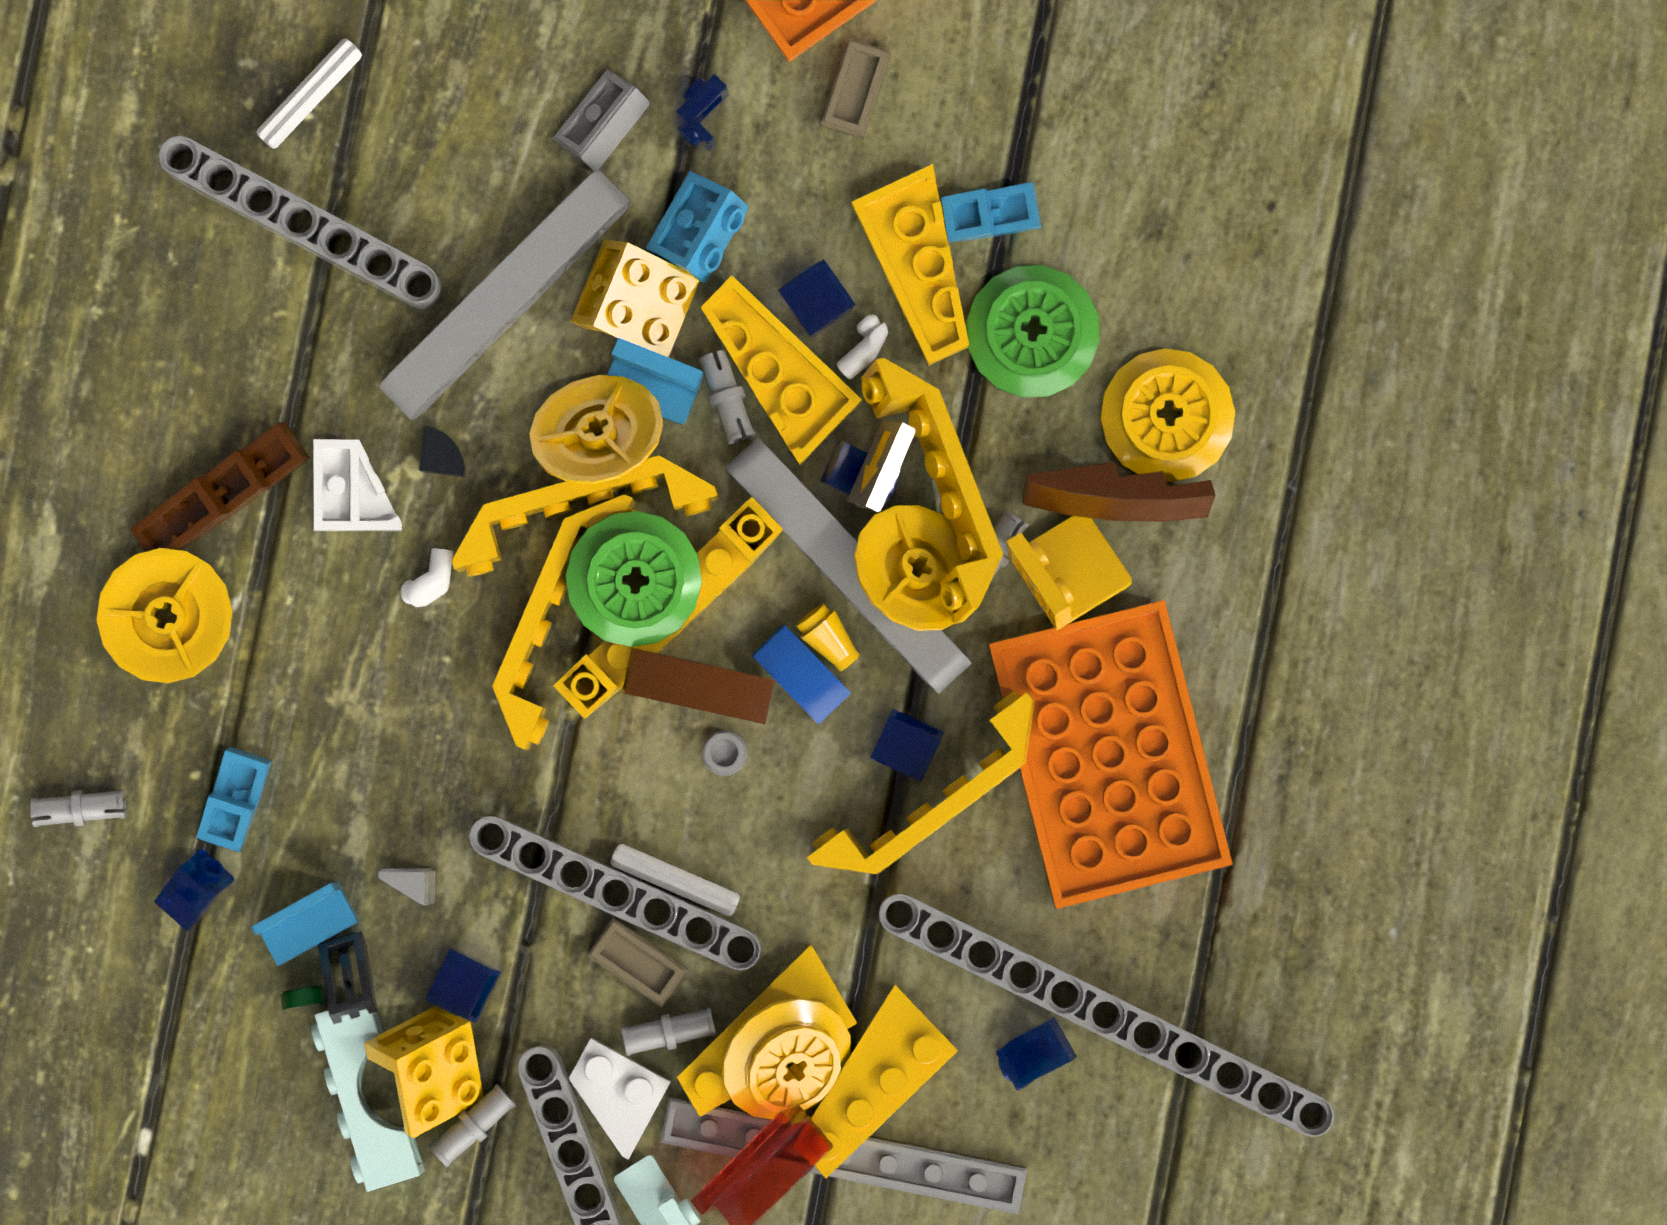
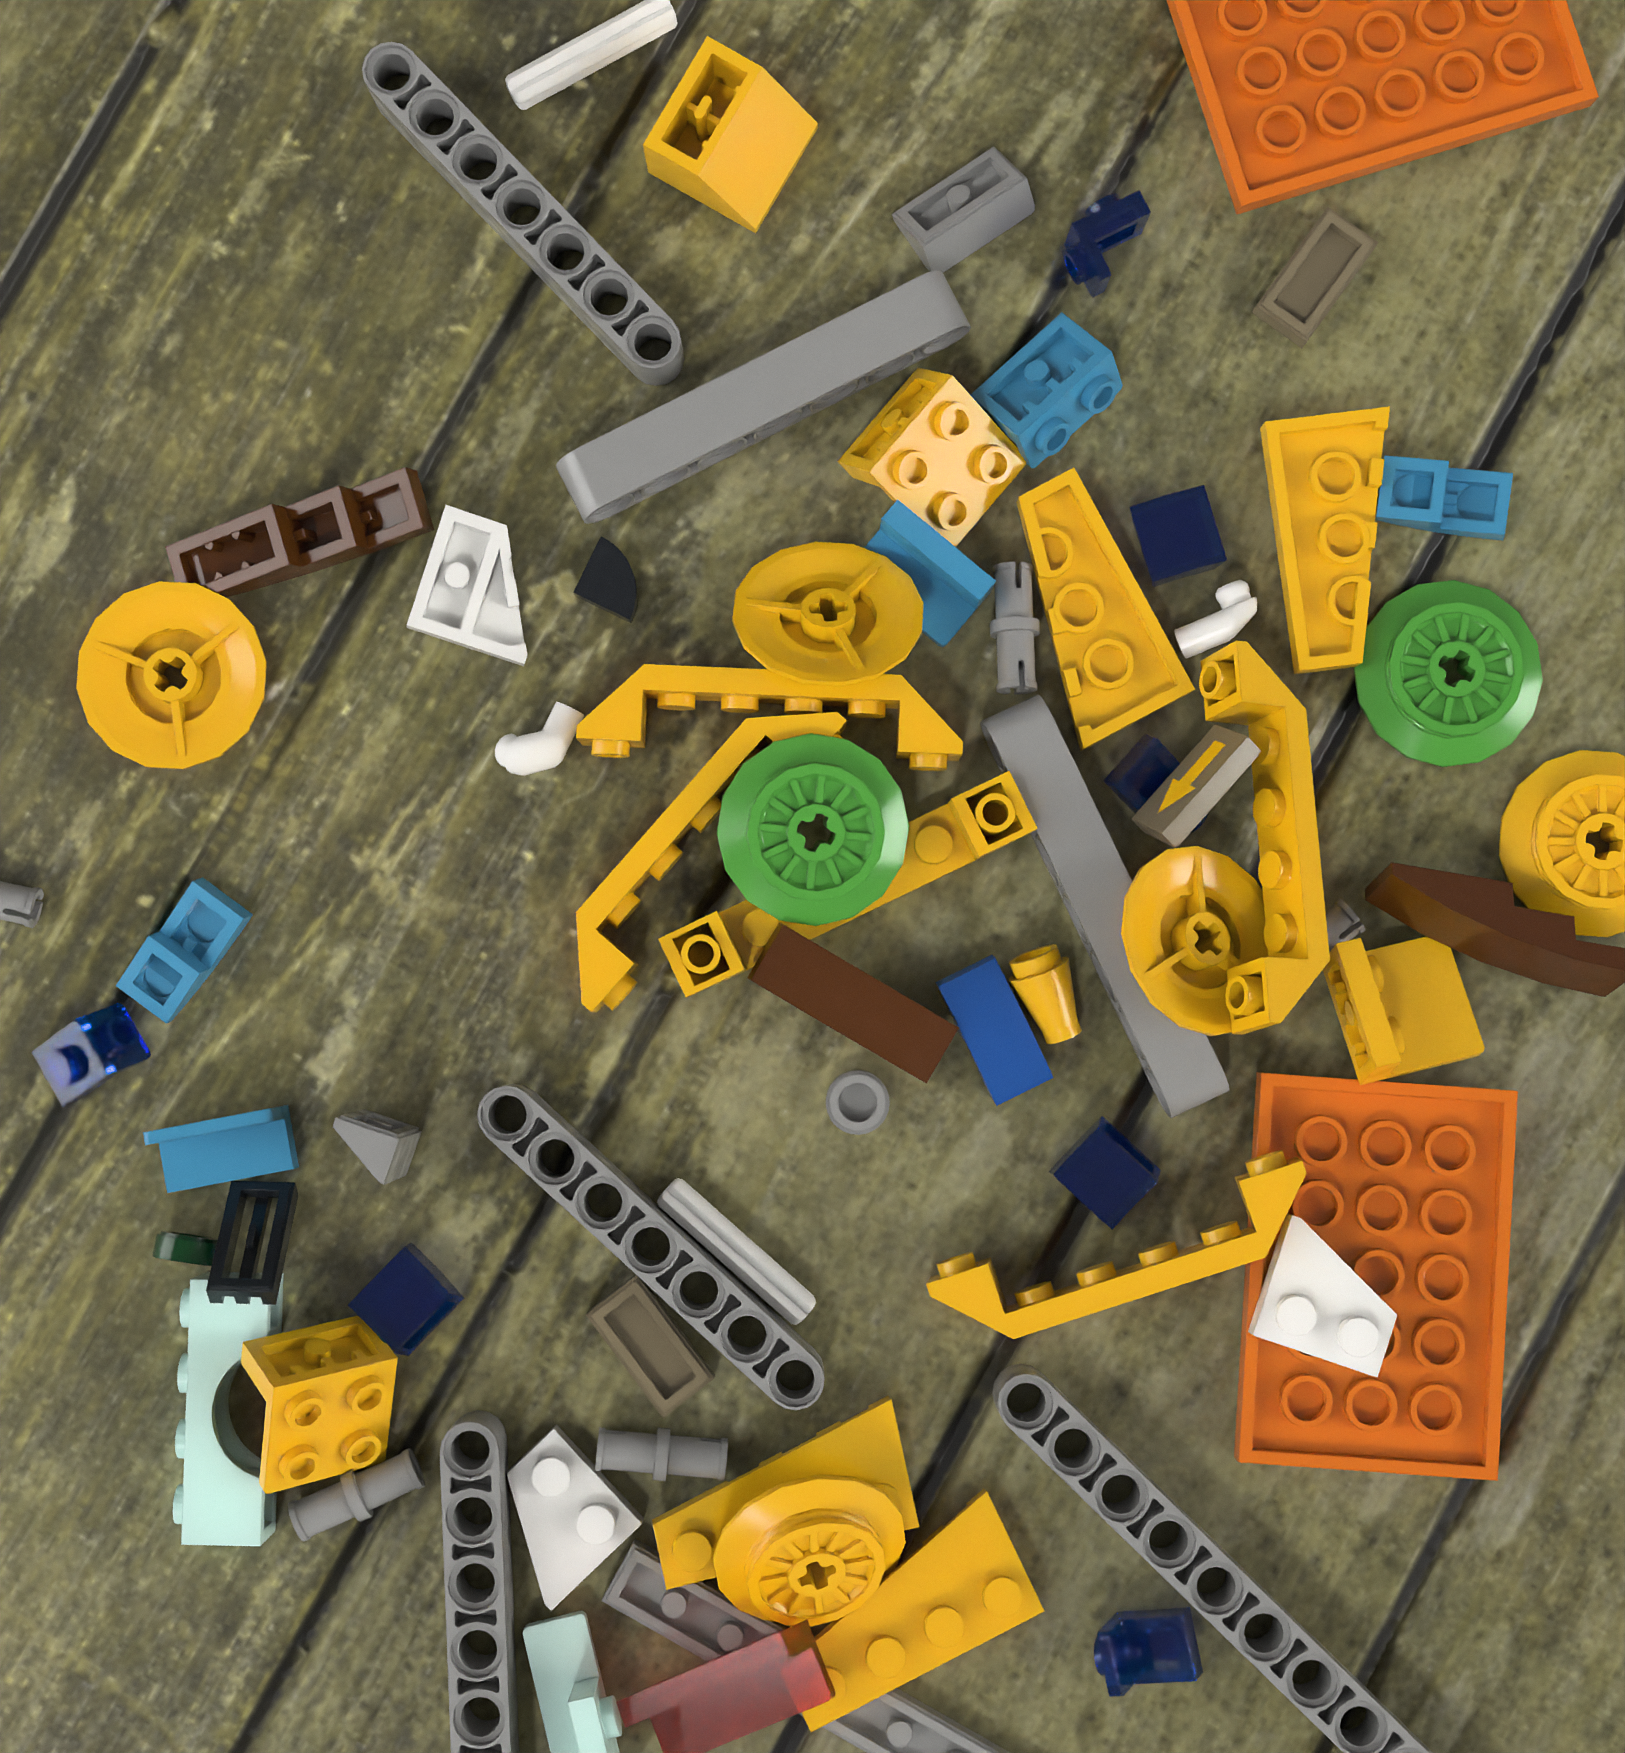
camera: 15 degrees right, 0 degrees up
(424, 125) = (729, 135): none -> yellow slope
(1075, 784) = (1321, 1304): none -> white wing

